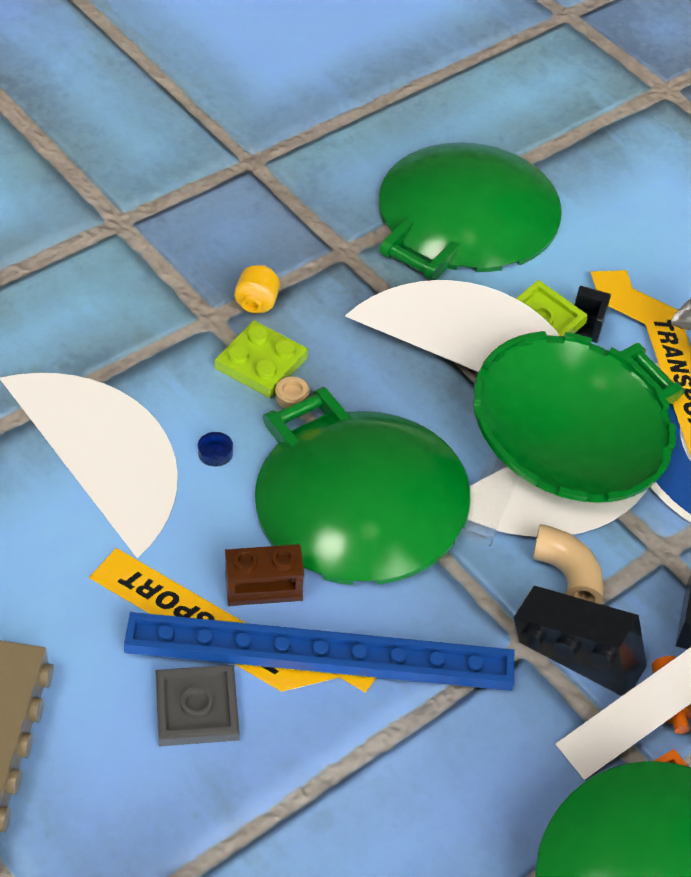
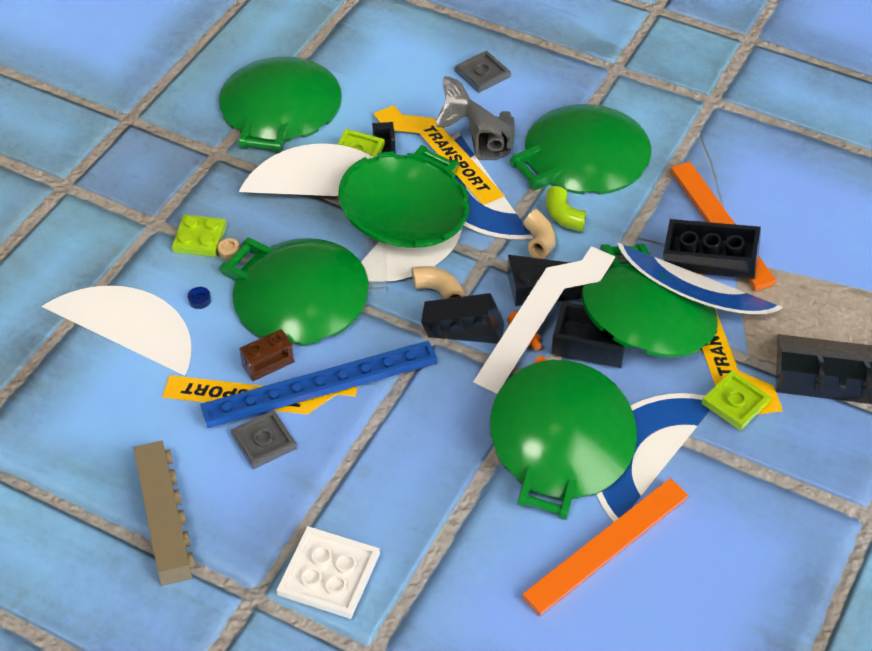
camera: 20 degrees left, 0 degrees up
(257, 289) = (176, 195): yellow head -> none

